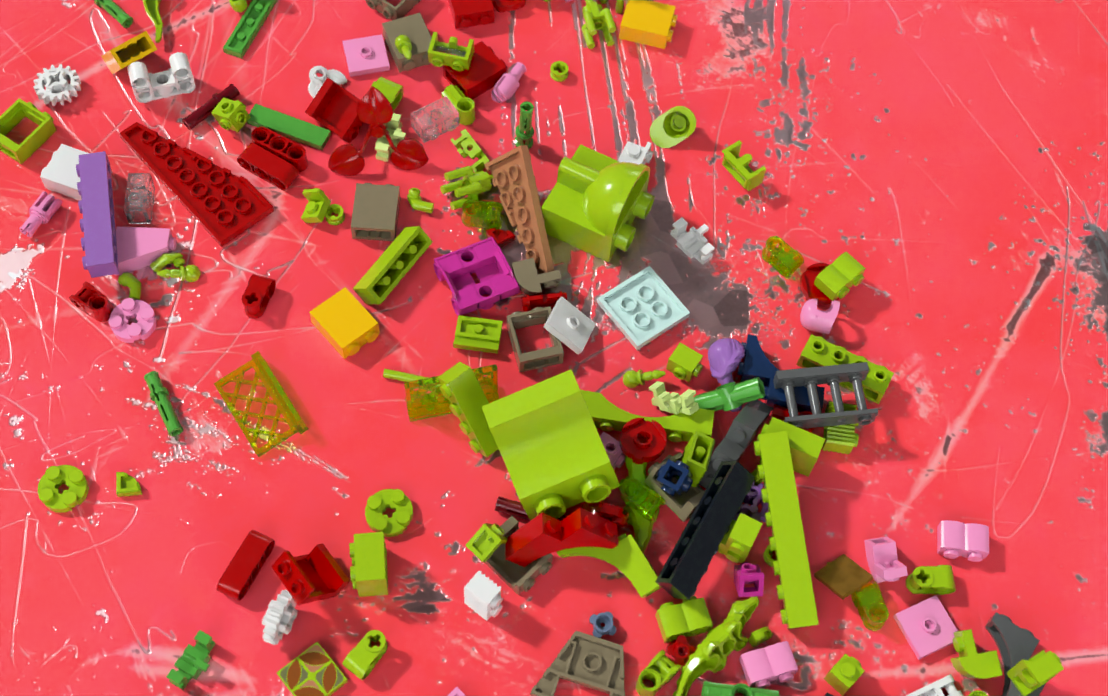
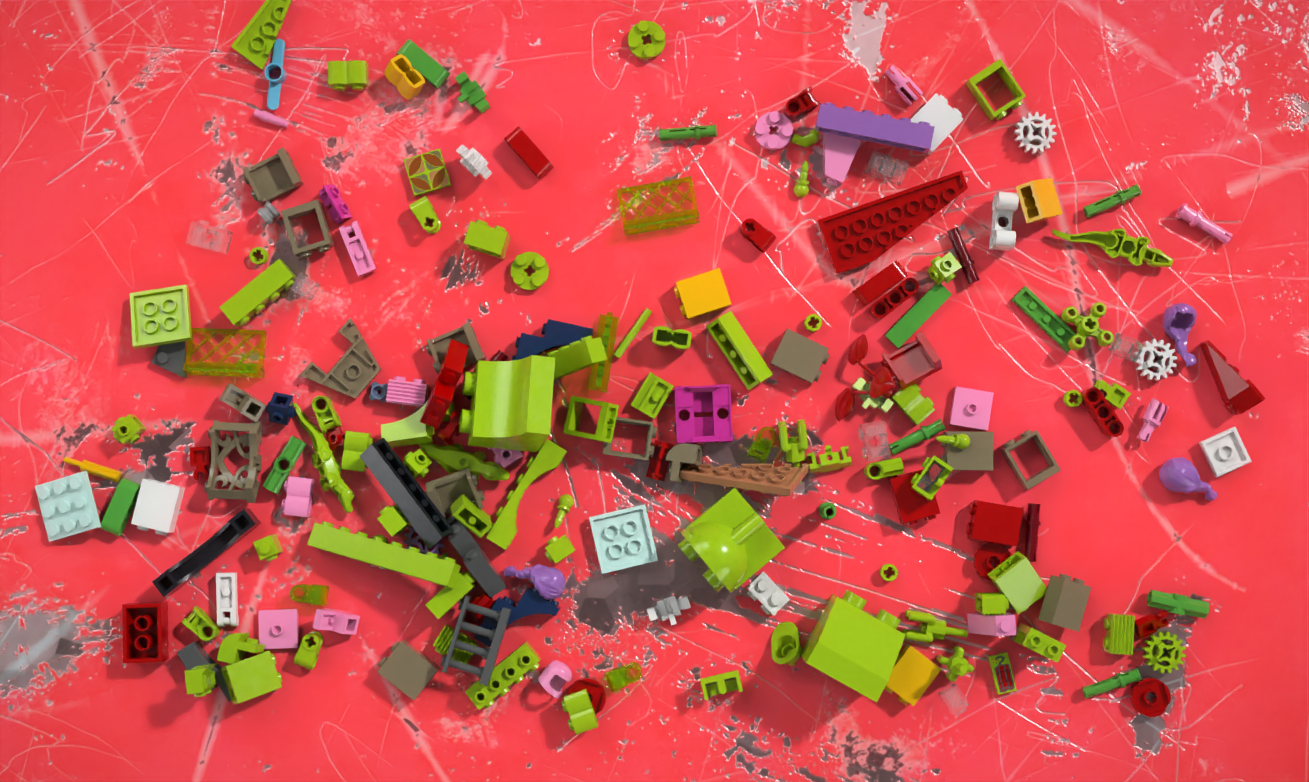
camera: 120 degrees right, 25 degrees up
(127, 485) = (630, 87): lime tile -> none
(167, 258) = (819, 174): lime arm -> none
(310, 575) = (496, 193): red panel -> none
(316, 207) = (823, 309): lime bracket -> none
(317, 82) = (951, 363): white plate -> none
(406, 332) = (666, 337): none -> lime brick
(411, 85) = (917, 436): none -> bright green pin
(417, 203) = (798, 395): lime arm -> none
(454, 455) = (555, 335): none -> dark blue arch
(483, 596) = (429, 311): white brick -> none
(486, 541) = (467, 329): lime bracket -> none
(500, 236) = (738, 450): red tile -> none
(508, 83) = (889, 520): bright pink arm -> none
(524, 355) = (607, 414): none -> lime window
(569, 325) = (626, 469): white plate -> none
(589, 589) = (407, 393): none -> bright pink brick
(639, 451) = (508, 486): red plate -> none
(642, 499) = (450, 460): clear neon green piece -> none
(645, 60) = (854, 645): none -> lime slope
(664, 541) = (417, 463): none -> lime brick
(669, 471) = (455, 488): dark blue brick -> none
(673, 401) = (527, 522): yellowish green piece -> none
(731, 395) = (511, 566): bright green piece -> none
(748, 574) = (364, 511): dark pink brick -> none
(760, 636) = (322, 500): lime tile -> none
(843, 576) = (338, 584): pearl gold piece -> none
(892, 465) = (407, 669): none -> dark tan brick
(963, 540) = (328, 691): bright pink brick -> none
(1000, 624) = (252, 677): none -> lime panel

